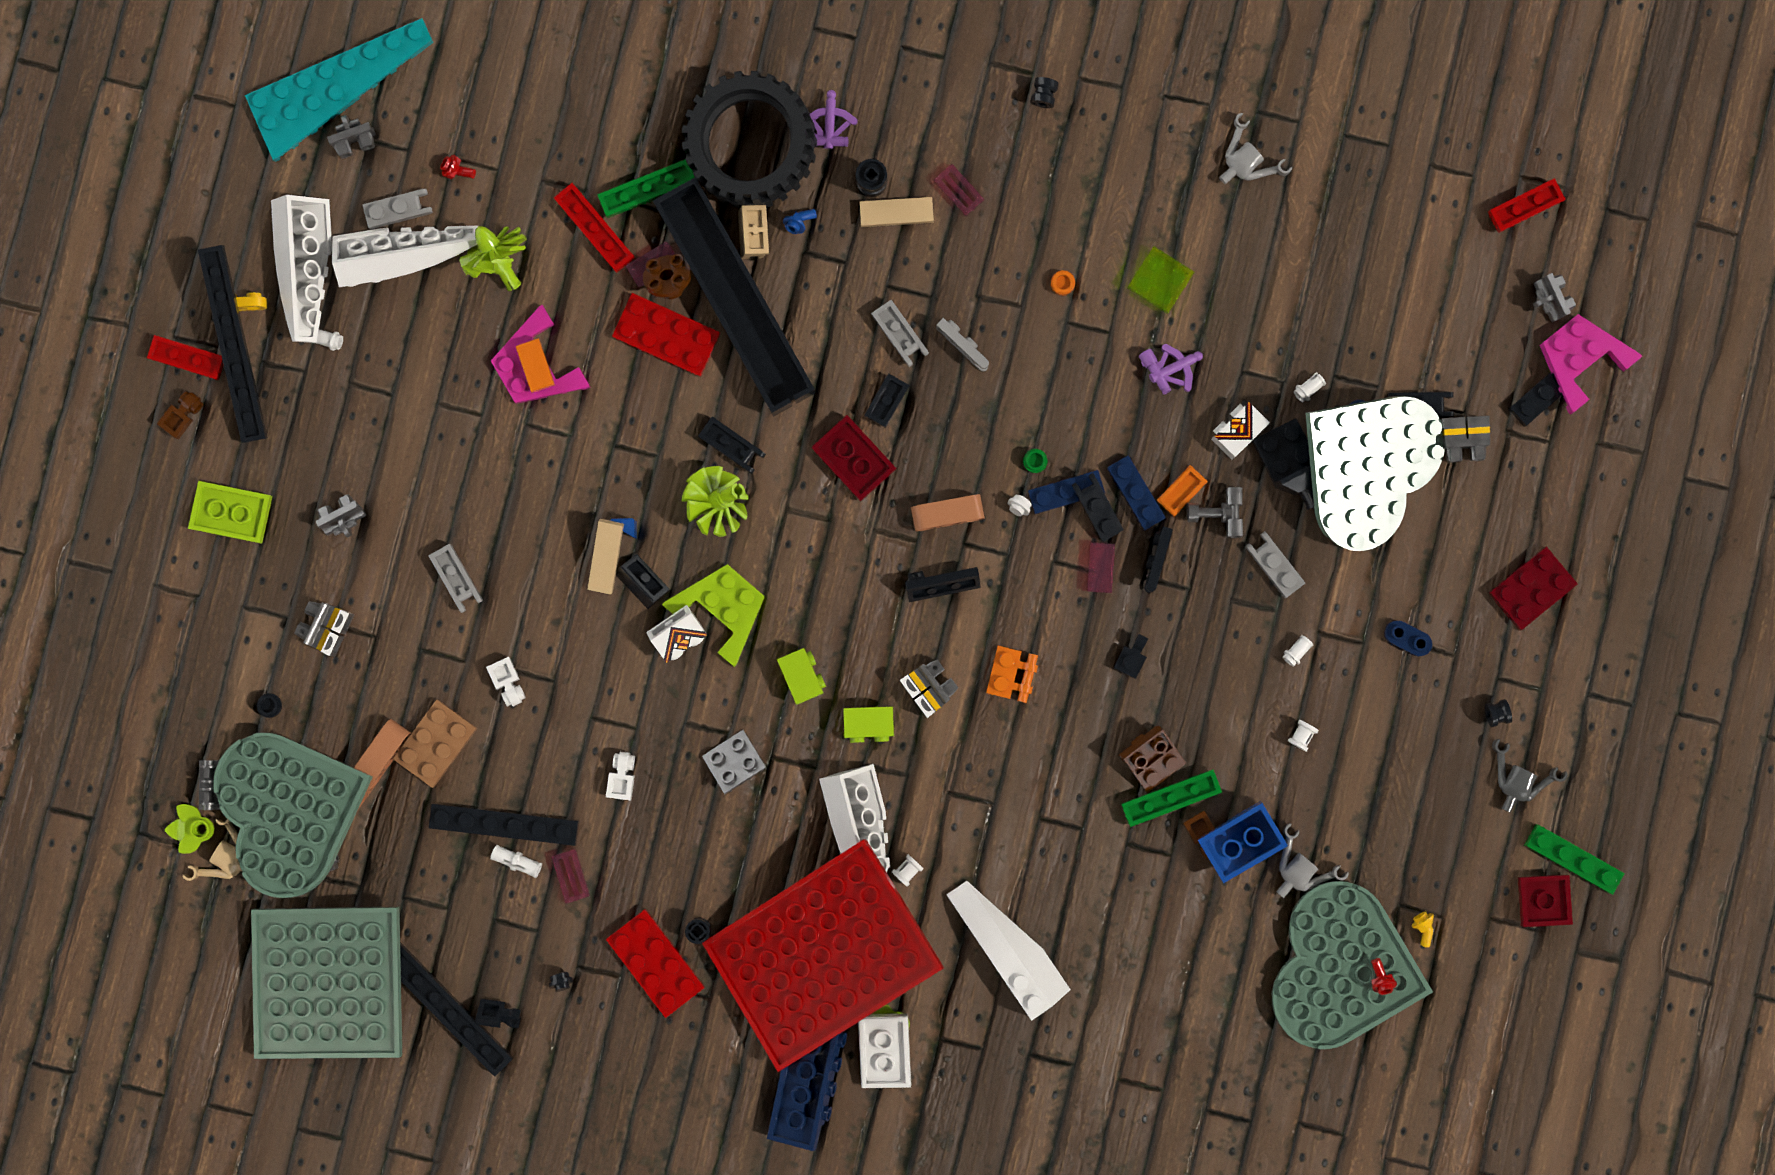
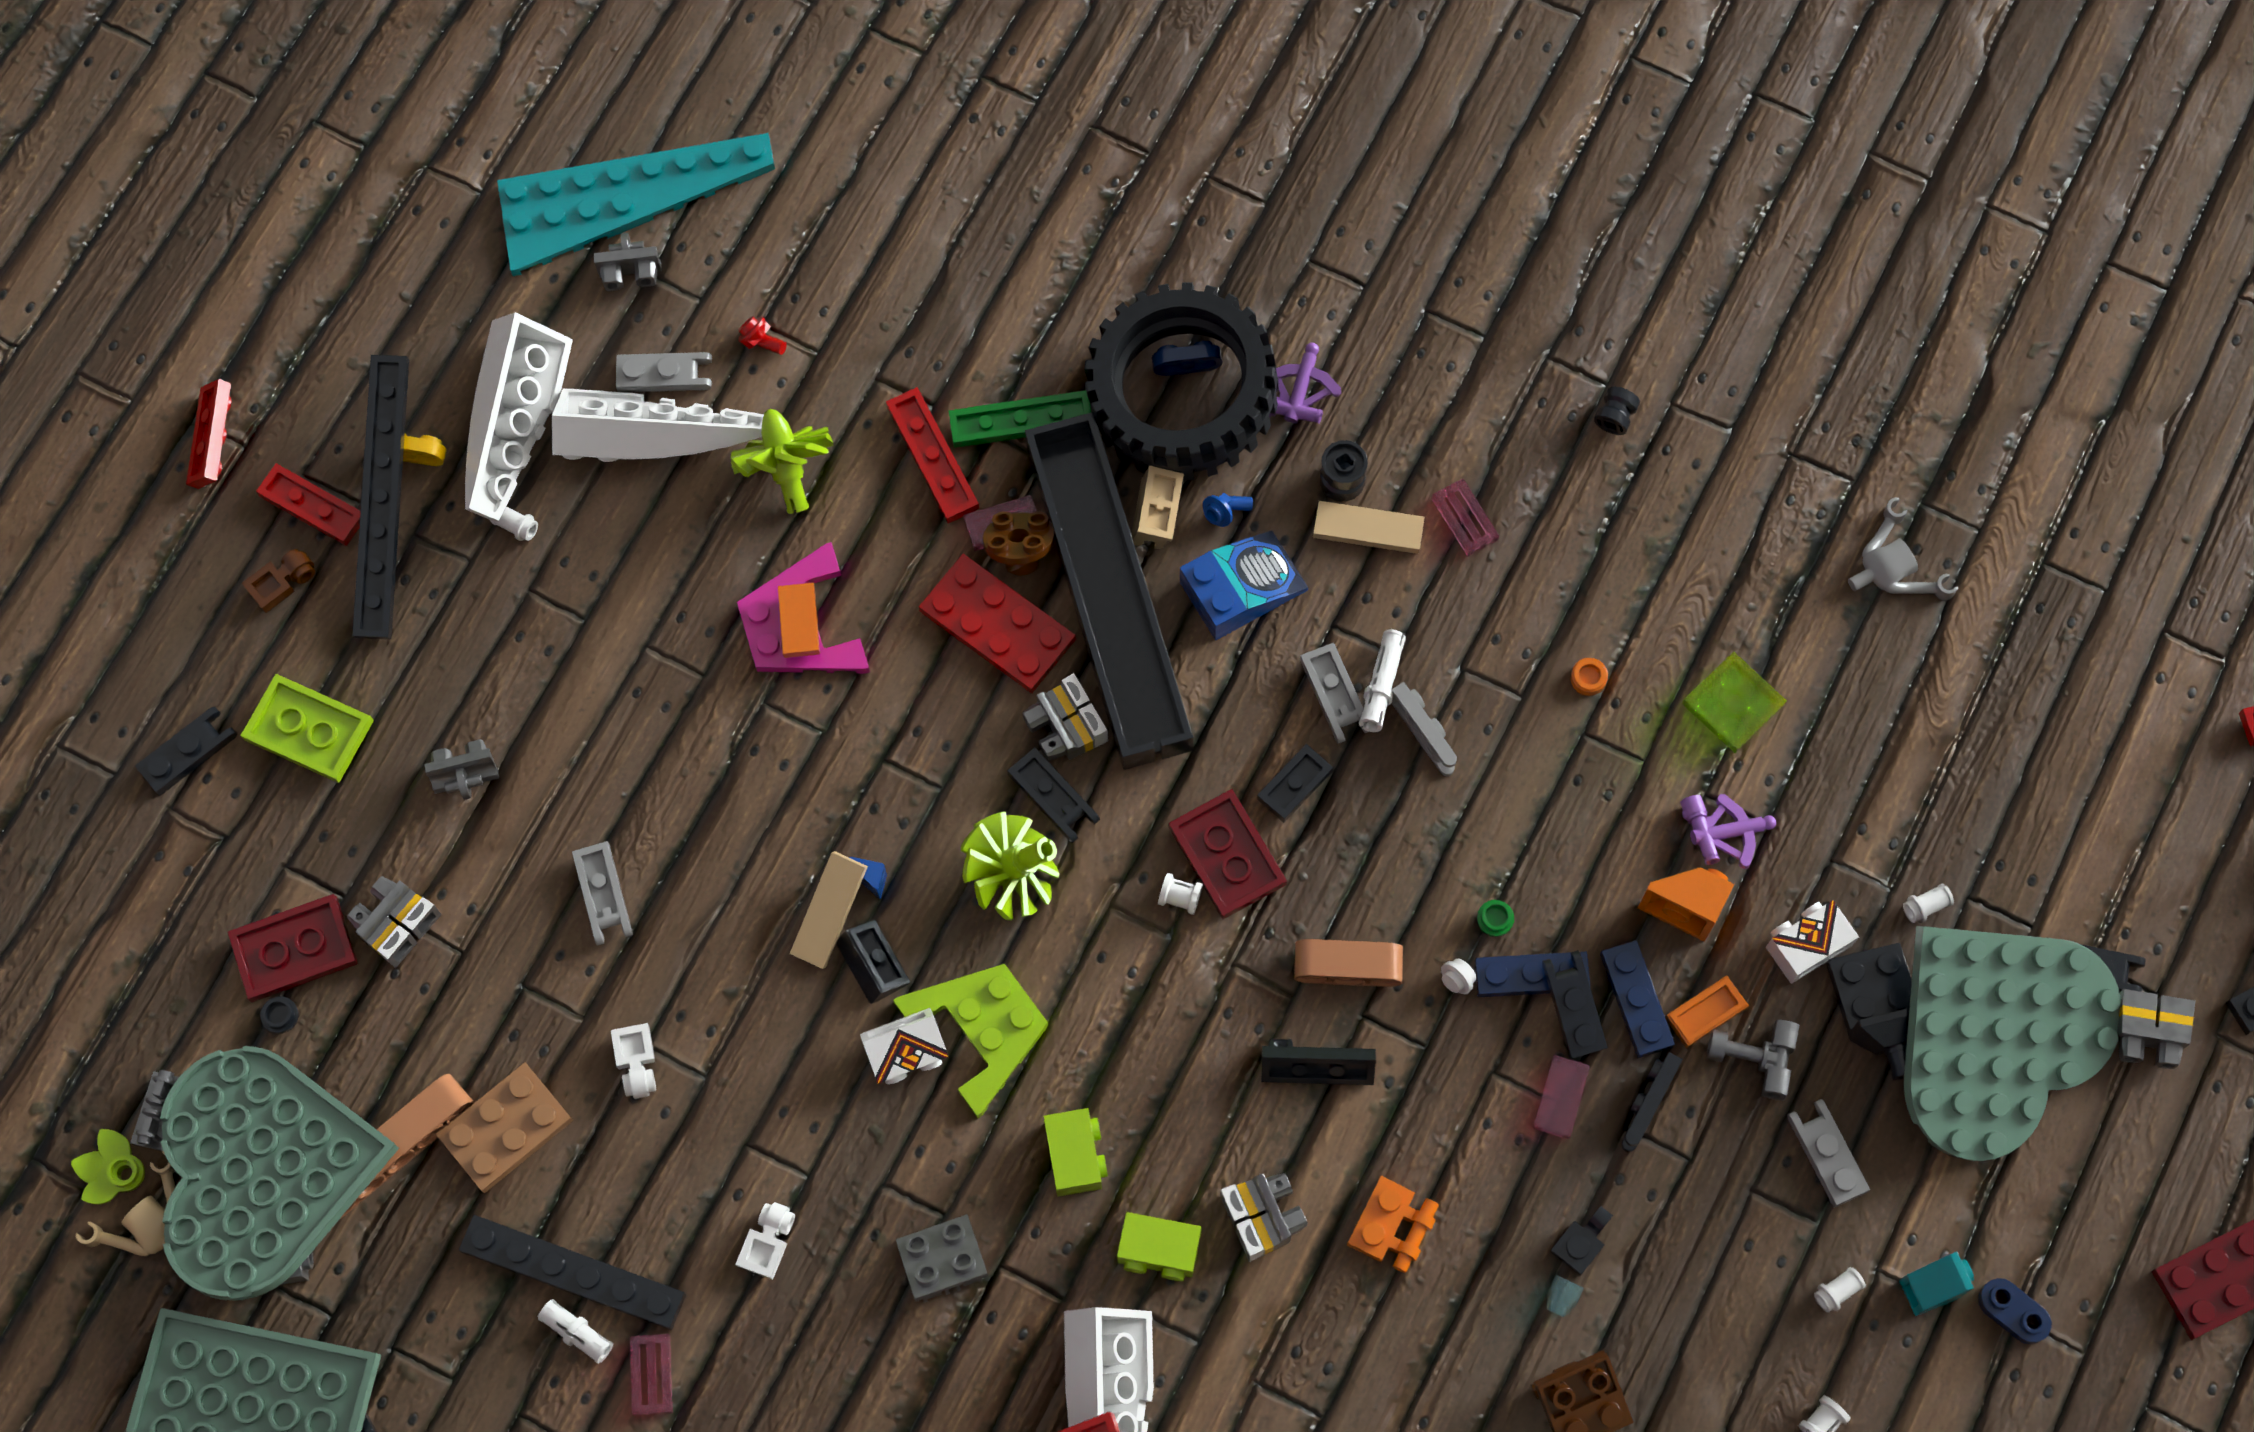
camera: 15 degrees right, 15 degrees down
(102, 324) = (209, 434): none -> red plate
(153, 546) = (184, 752): none -> black hinge
(264, 660) = (292, 948): none -> dark red plate
(730, 390) = (1071, 719): none -> flat silver hips
(739, 123) = (1189, 359): none -> dark blue plate
(821, 270) = (1241, 582): none -> slope
(829, 492) = (1180, 893): none -> white bush
(928, 324) = (1379, 692): none -> white pin
(1127, 694) = (1563, 1296): none -> clear light blue hose
(1158, 423) = (1688, 900): none -> orange slope
(1358, 635) = (1937, 1283): none -> teal slope

